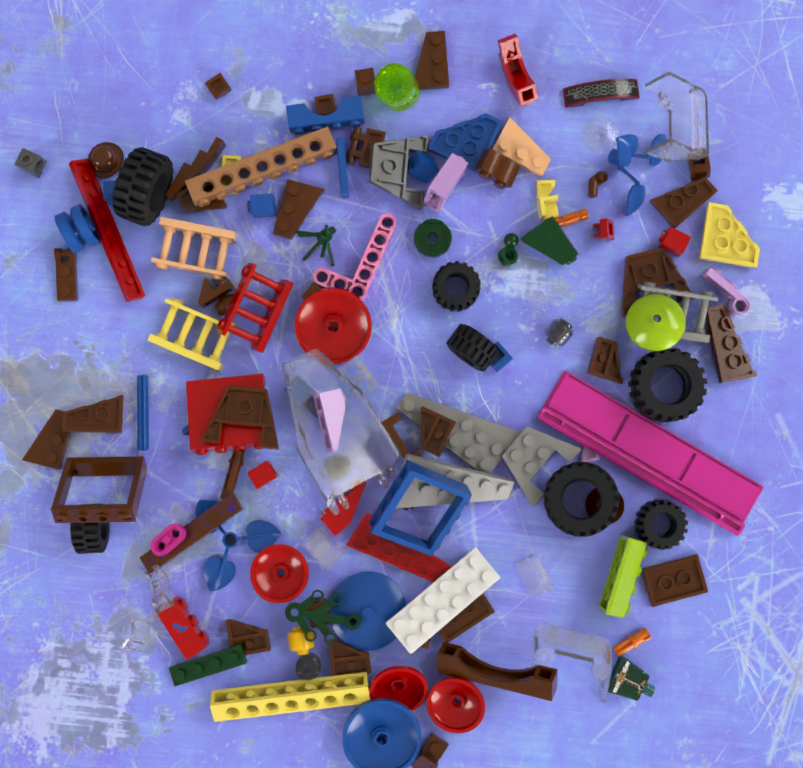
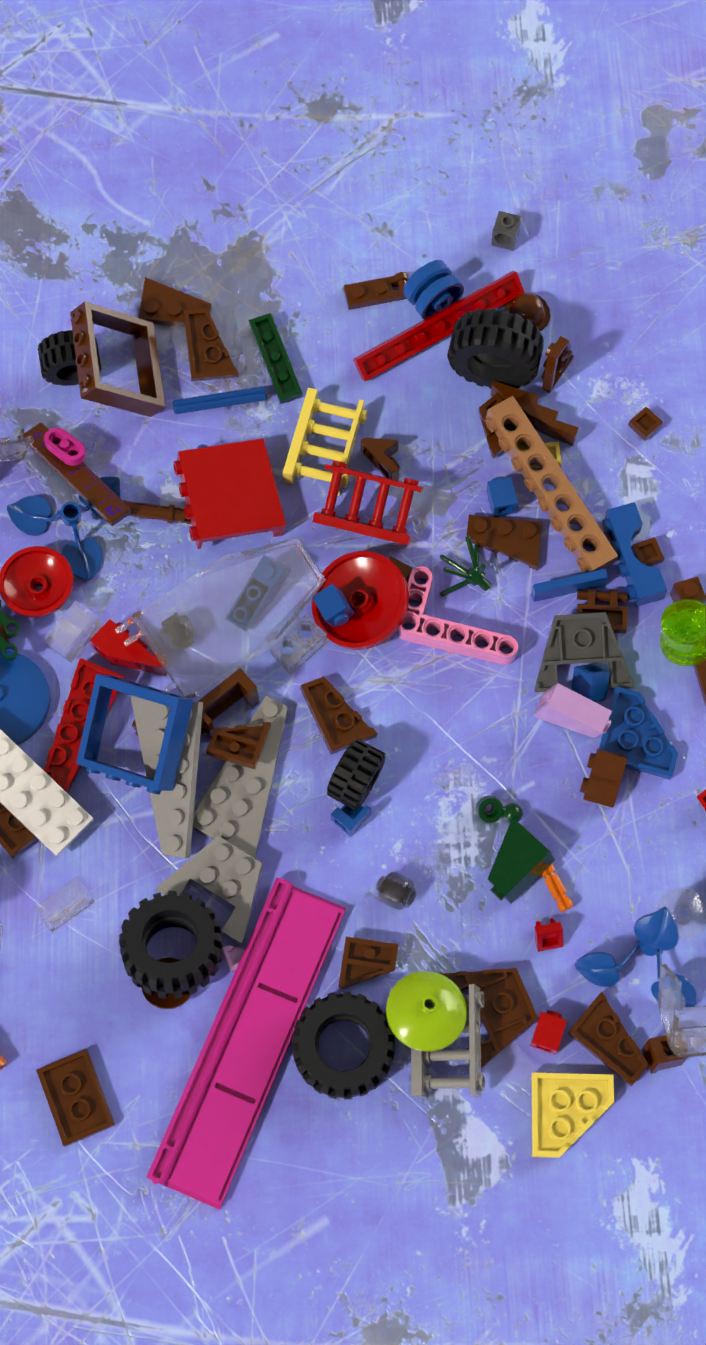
camera: 85 degrees right, 15 degrees down
(113, 363) = (275, 358): none -> dark green plate
(160, 143) = (557, 361): none -> reddish brown wing
(189, 229) = (453, 438): light nougat fence -> none
(223, 303) = (367, 467): reddish brown arm -> none
(244, 408) = (237, 506): reddish brown wing -> none
(262, 474) = (159, 546): red panel -> none
(330, 412) = (246, 607): lavender slope -> none
(337, 345) = (333, 606): none -> blue brick
(421, 358) = (333, 716): none -> reddish brown wing
(425, 230) = (487, 721): dark green plate -> none
(456, 270) = (442, 727): black tyre -> none
(521, 149) = (639, 808): light nougat wing -> none
(544, 187) = (591, 848): light yellow tile -> none
(547, 207) = (565, 852): light yellow panel -> none
(595, 181) = (613, 914): reddish brown arm -> none
(622, 576) = (72, 1019): lime slope -> none
(676, 529) = (130, 1051): black tyre -> none
(726, 347) = (404, 1132): reddish brown wing -> none
(728, 289) = (495, 1116): lavender plate -> none

